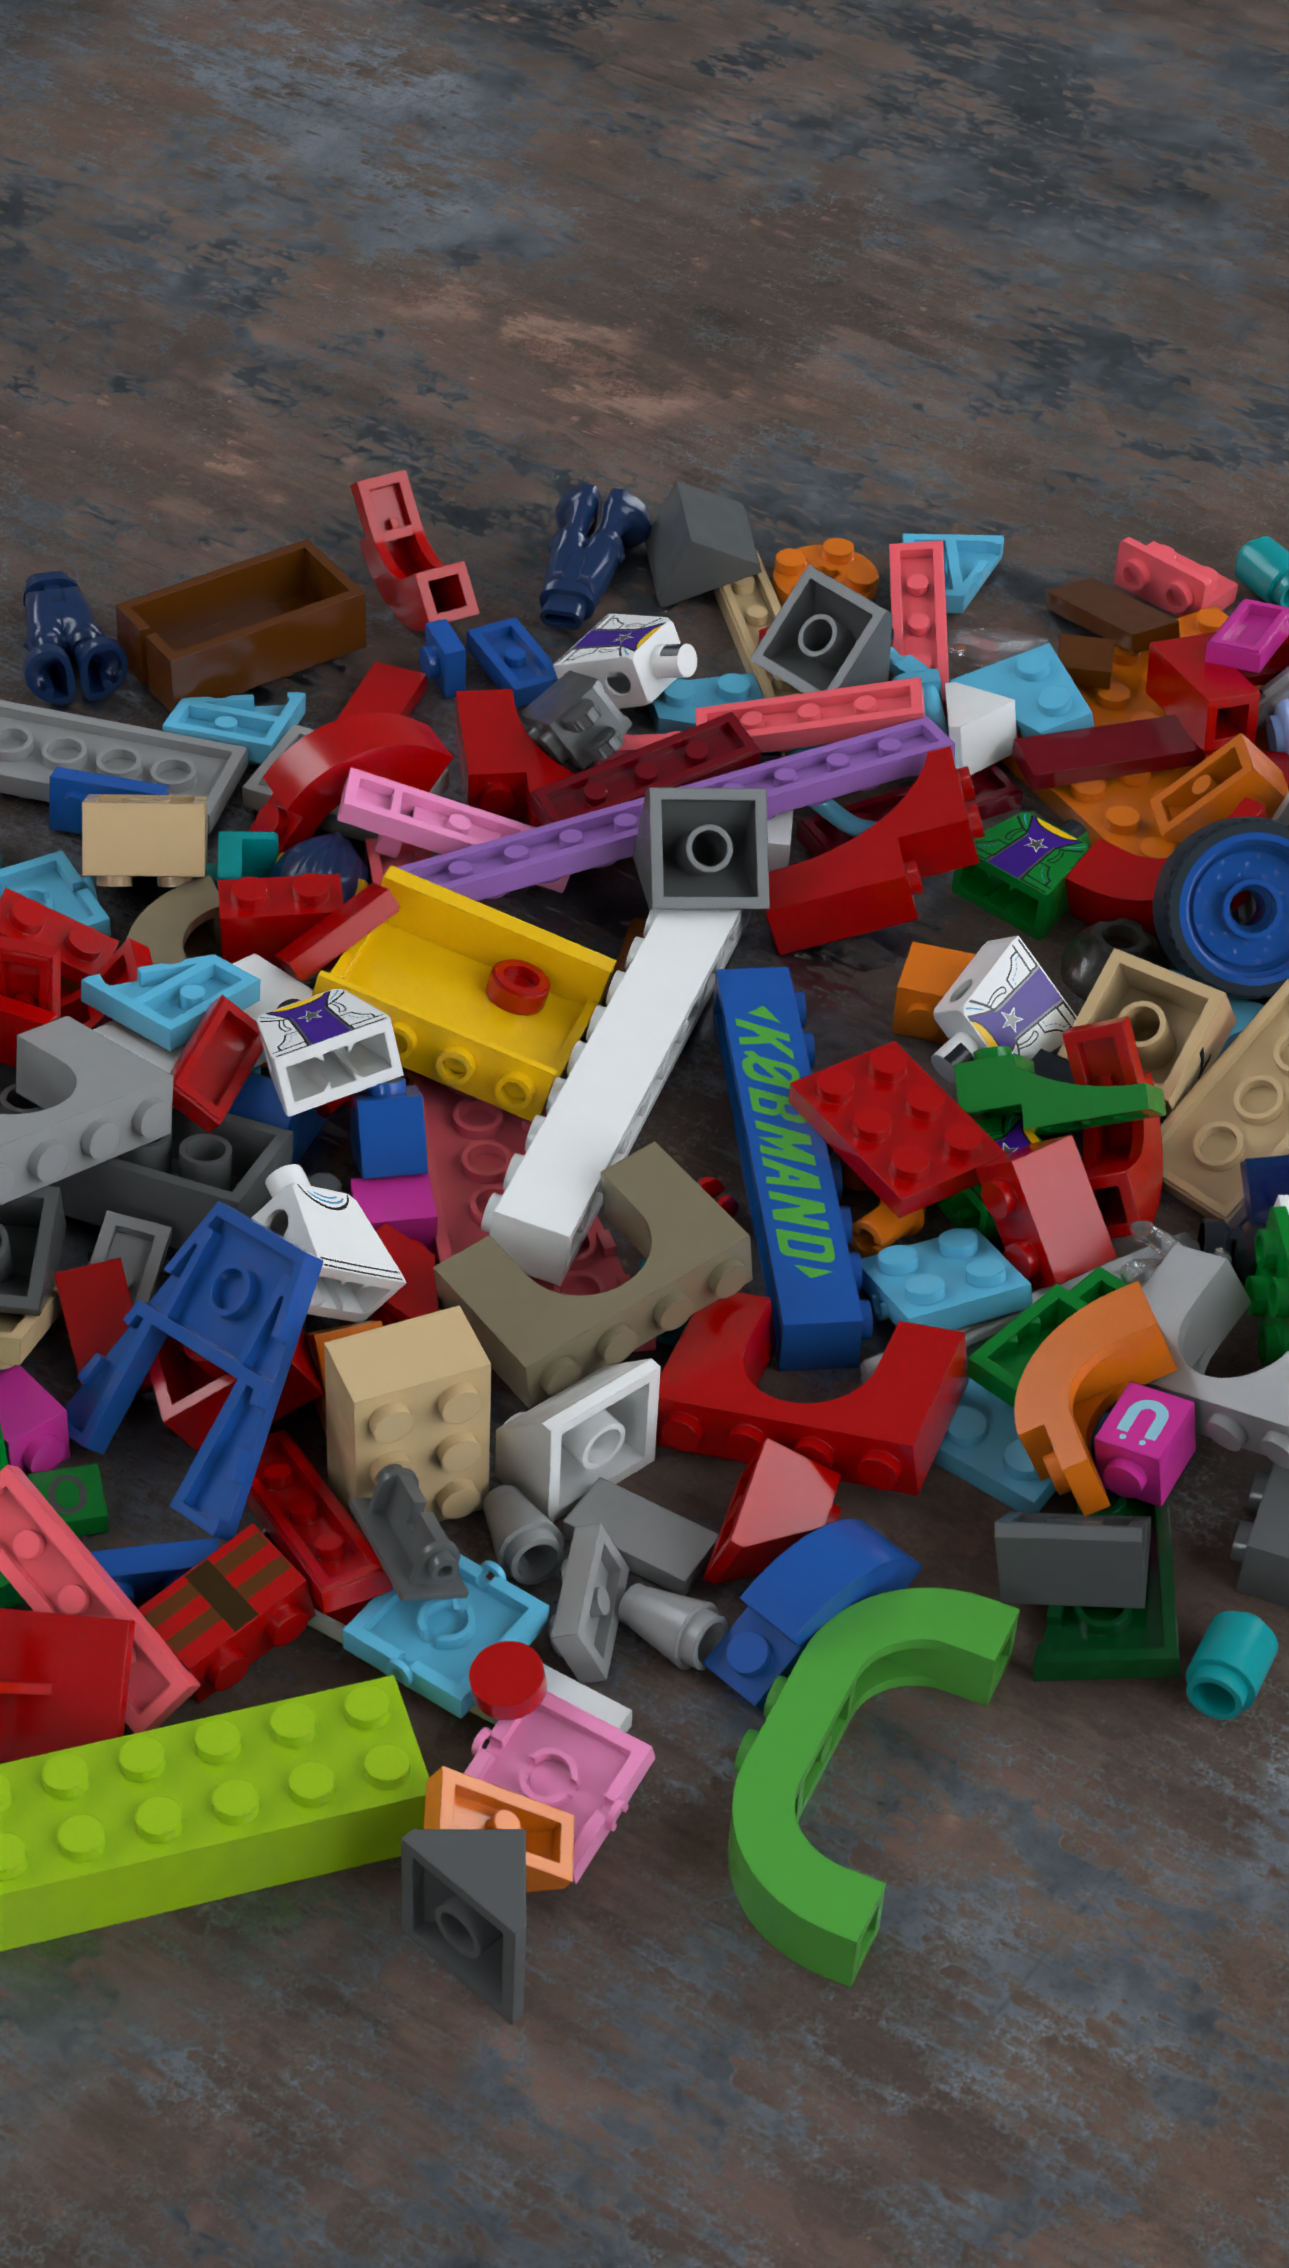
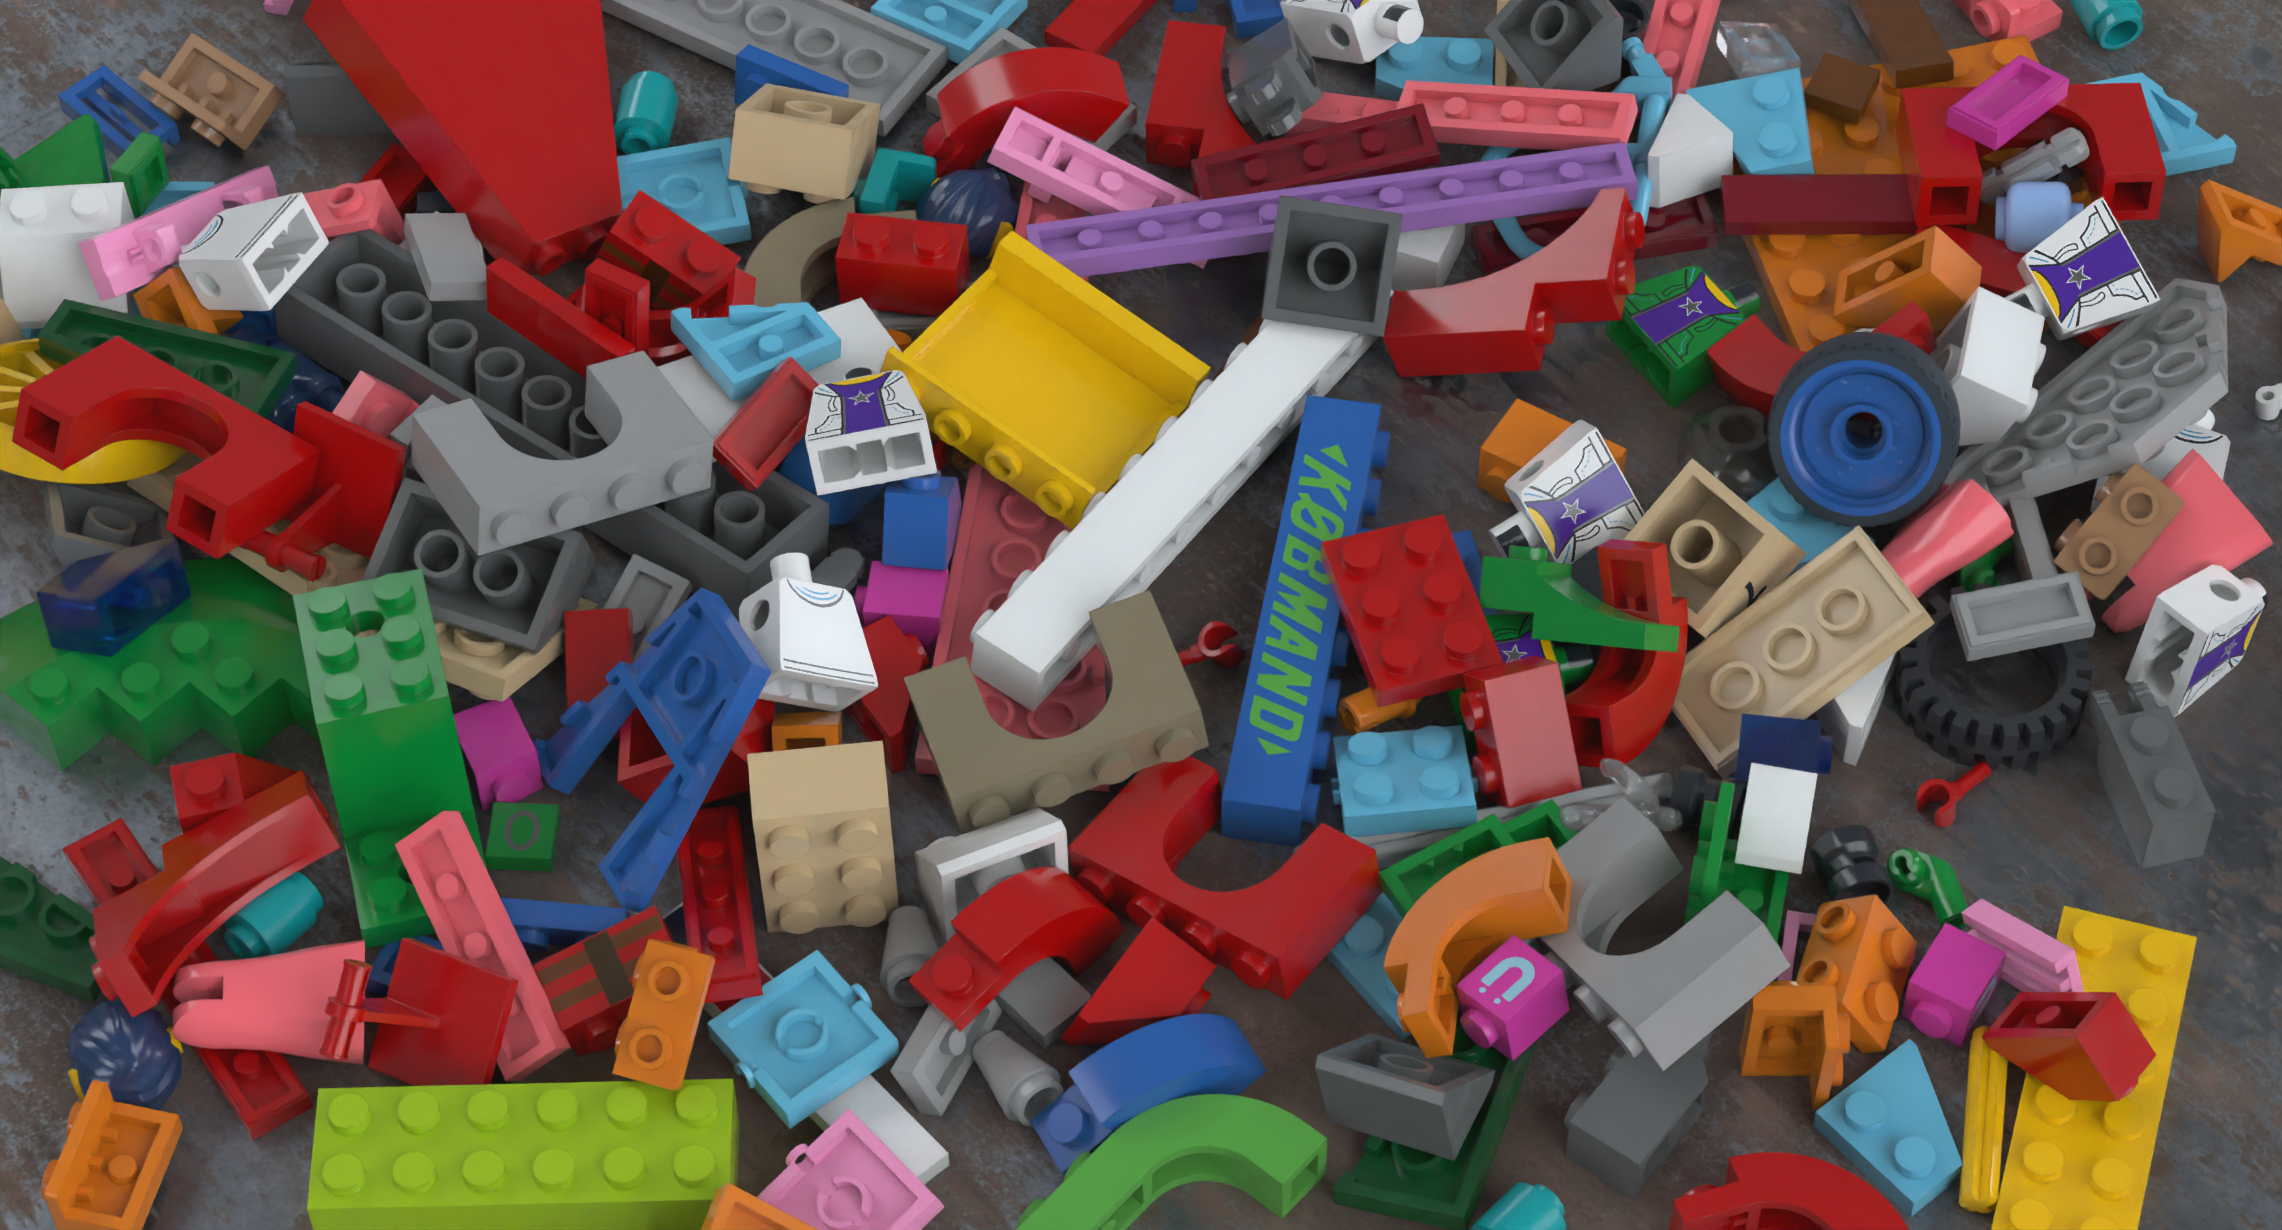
camera: 20 degrees right, 10 degrees up
(311, 1618) = (663, 1014): none -> orange bracket
(338, 932) = (939, 294): red tile -> none
(408, 1540) = (785, 952): dark grey hinge -> none
(508, 1680) = (829, 1107): red tile -> none
(518, 987) = (1107, 378): red tile -> none
(625, 1482) = (1009, 930): none -> red arch

